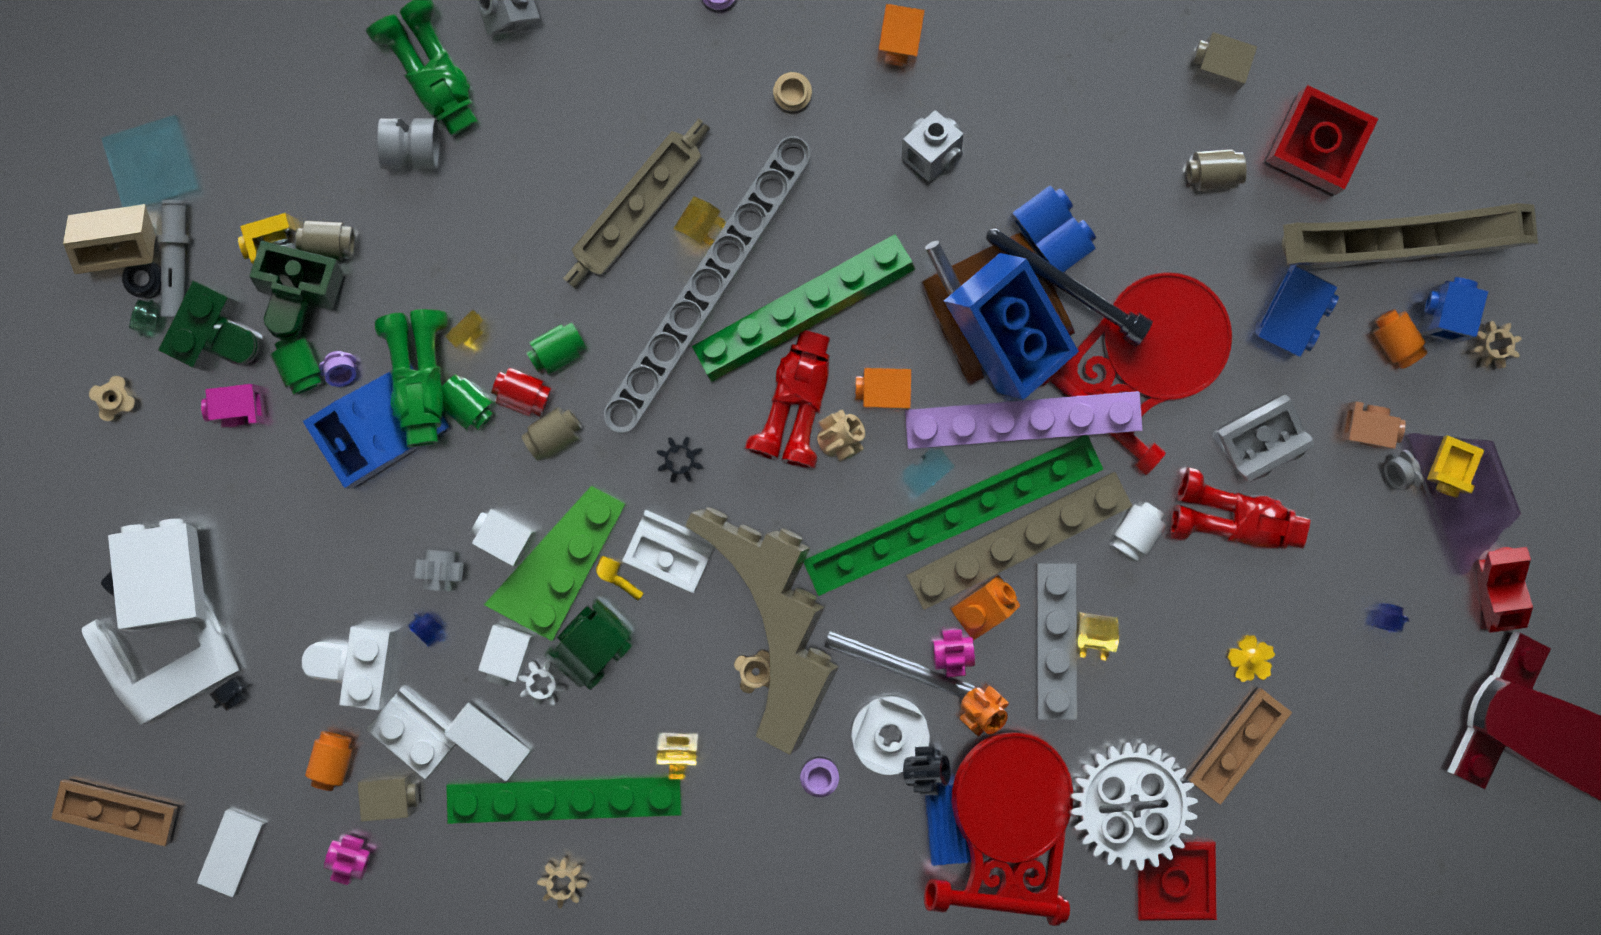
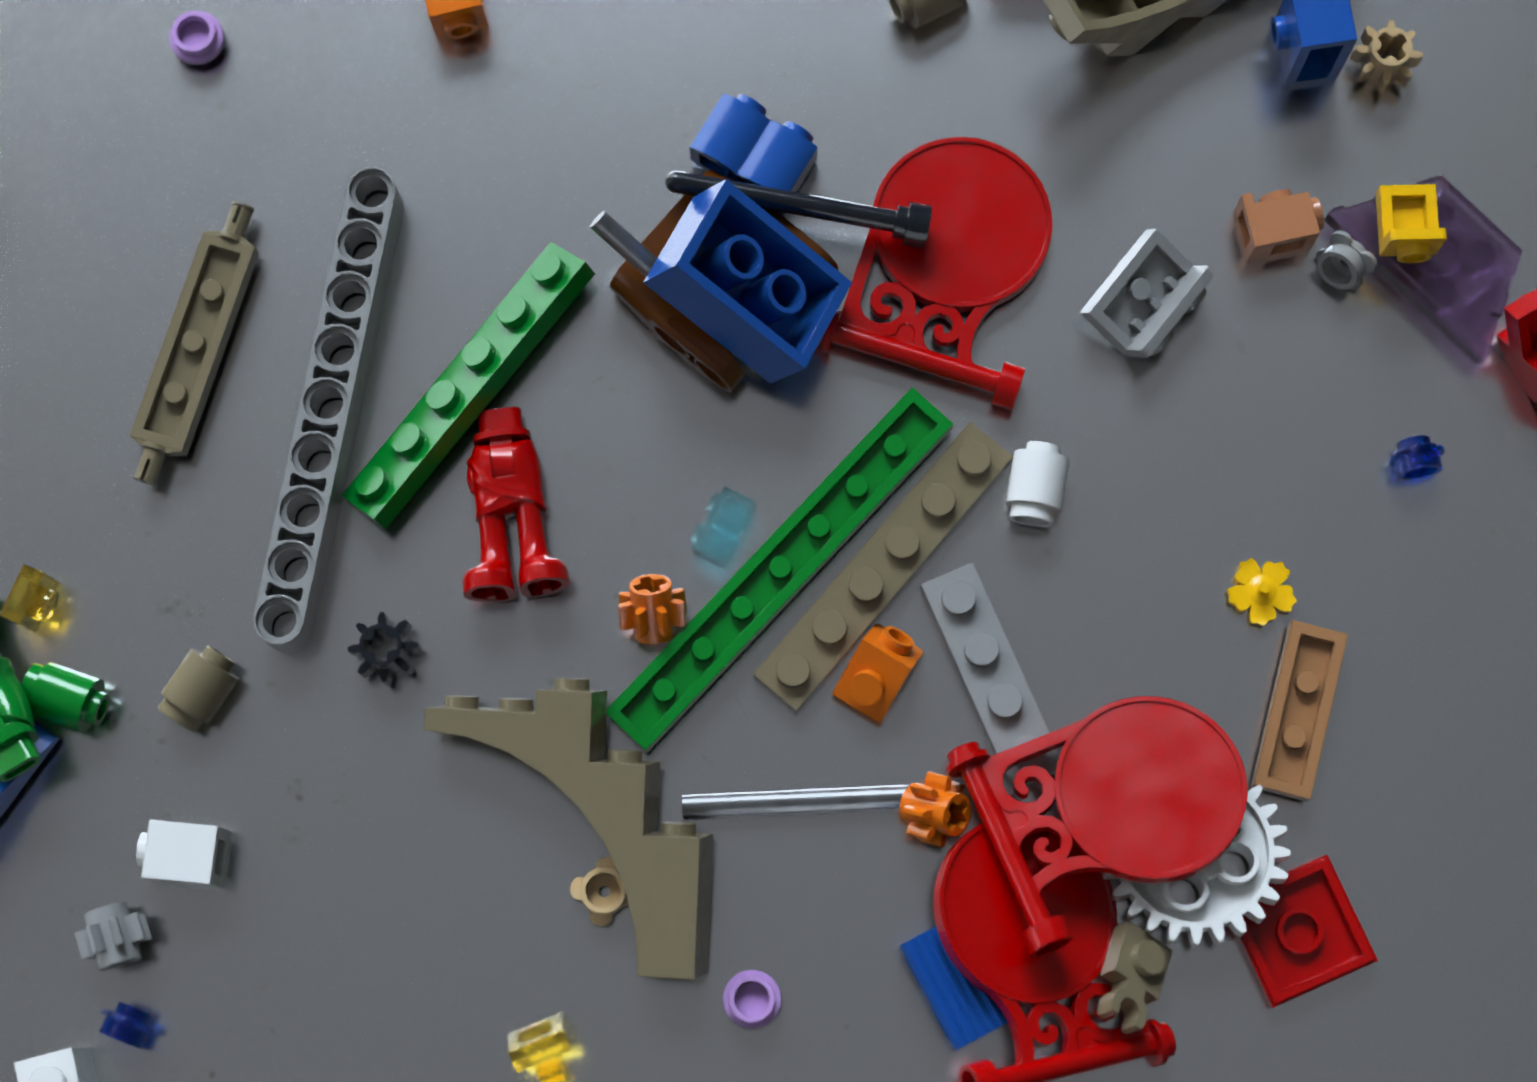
camera: 20 degrees left, 10 degrees down
(505, 654) = (249, 1013): white brick -> none
(521, 392) = (135, 650): red brick -> none
(532, 678) = (300, 1034): white gear -> none
(556, 348) = (160, 573): green brick -> none
(557, 568) = (277, 870): bright green wing -> none
(590, 644) = (356, 947): dark green brick -> none
(607, 571) = (346, 841): yellow hand -> none
(668, 551) = (419, 777): white plate -> none
(698, 220) = (283, 330): clear yellow tile -> none
(792, 91) = (343, 122): tan plate -> none
(841, 435) = (586, 525): tan gear -> none
(860, 507) = (652, 609): none -> orange gear
(878, 715) = (798, 876): white plate -> none
(884, 388) = (619, 441): orange brick -> none
(926, 770) = (891, 920): black gear -> none
(932, 145) = (550, 108): light grey brick -> none
(954, 653) = (861, 749): dark pink gear -> none
(1024, 420) = (820, 404): lavender plate -> none
(1064, 864) = (1137, 970): none -> dark tan plate
(1097, 633) = (1042, 640): clear yellow tile -> none
(1115, 755) = (1136, 789): none -> red piece
(1255, 522) = (1181, 407): red piece -> none
(1297, 311) = (1112, 117): blue brick -> none
(1400, 338) = (1260, 99): orange brick -> none

